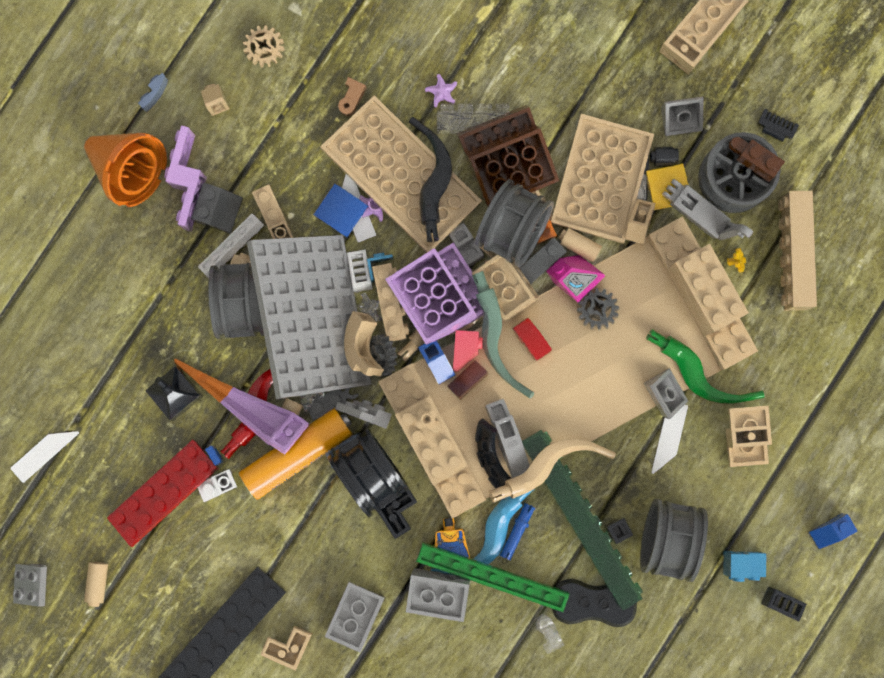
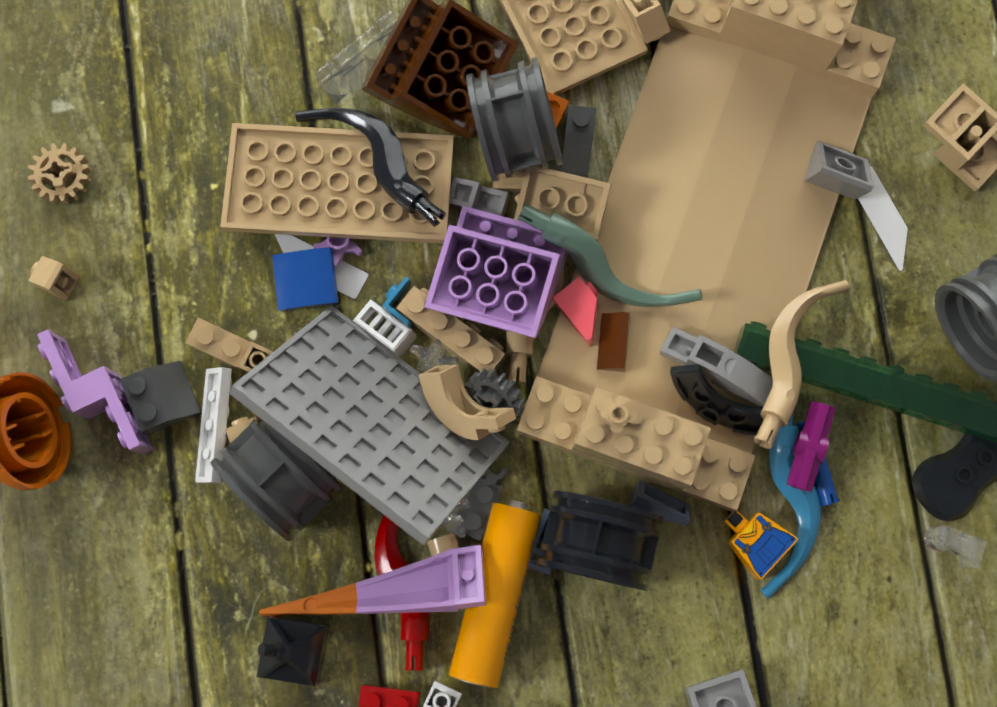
camera: 45 degrees left, 5 degrees down
(214, 455) = (402, 681): blue tile -> none
(352, 98) = (212, 154): medium nougat leg -> none
(365, 411) = (534, 476): light grey plate -> none
(392, 514) = (671, 569): black brick -> none
(417, 481) = (656, 501): none -> sand blue slope
(437, 361) = (561, 350): slope -> none
(438, 595) = (799, 611): light grey piece -> none
(441, 91) = (304, 57): lavender animal -> none
(492, 577) = (839, 536): green tile -> none
(518, 520) = (811, 446): none -> magenta piece
(532, 339) = (644, 234): red slope -> none
(575, 276) = (628, 129): dark pink slope -> none
(580, 244) = (603, 91): tan brick -> none
(592, 313) = (680, 130): dark grey gear -> none
(618, 530) = (927, 360): black brick -> none
(693, 373) = (845, 121): green animal -> none

